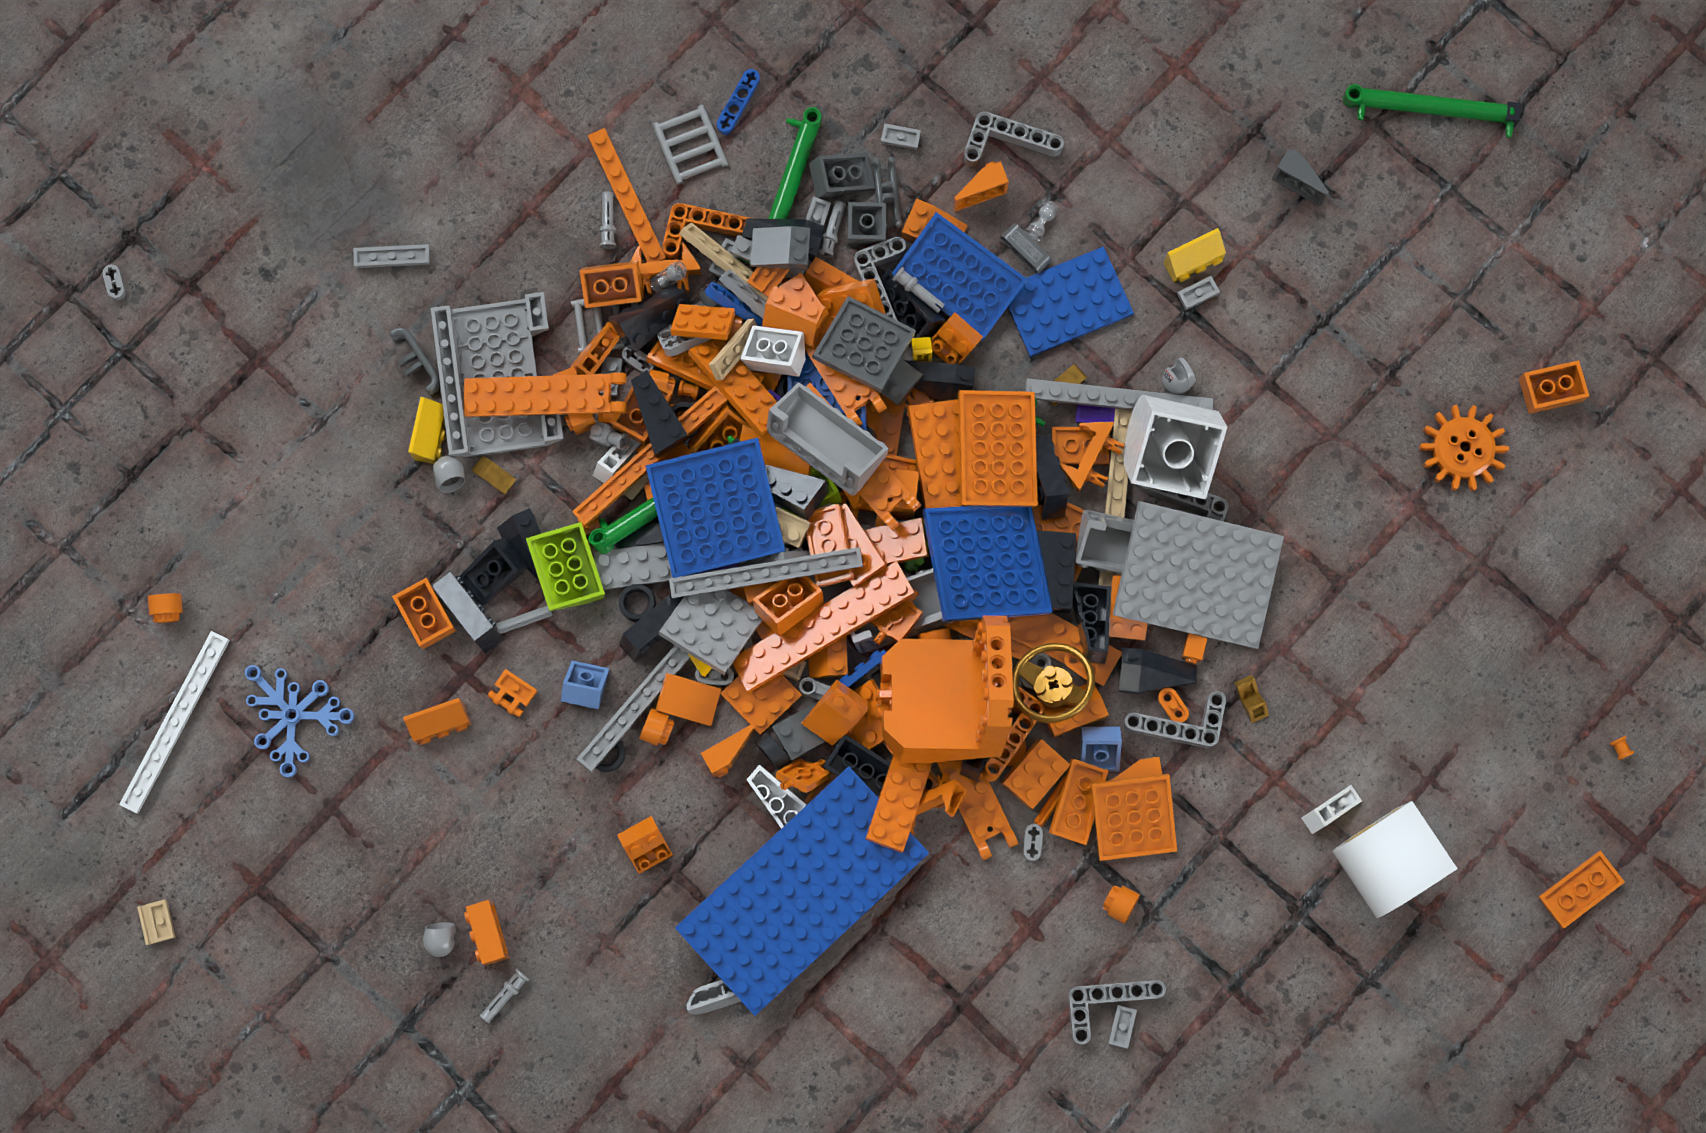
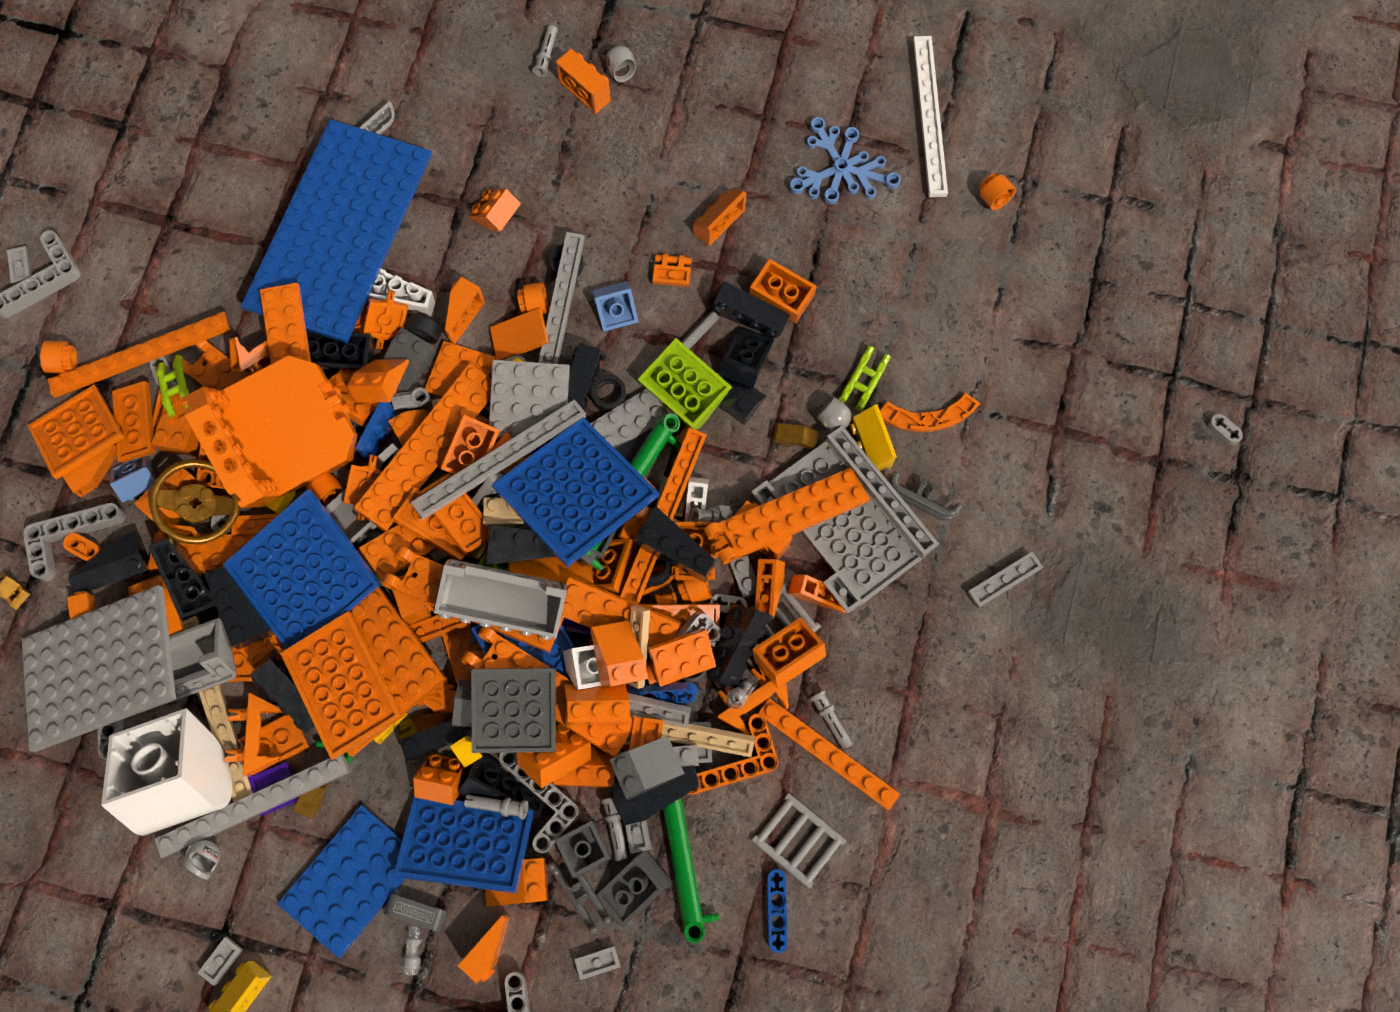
camera: 150 degrees right, 5 degrees down
(365, 427) = (932, 420): none -> orange tile
(388, 494) = (862, 368): none -> lime piece
(562, 331) = (814, 592): none -> orange slope
(755, 344) = (617, 654): none -> orange slope
(1019, 799) = (163, 378): none -> lime piece
(1045, 867) = (139, 354): none -> orange plate

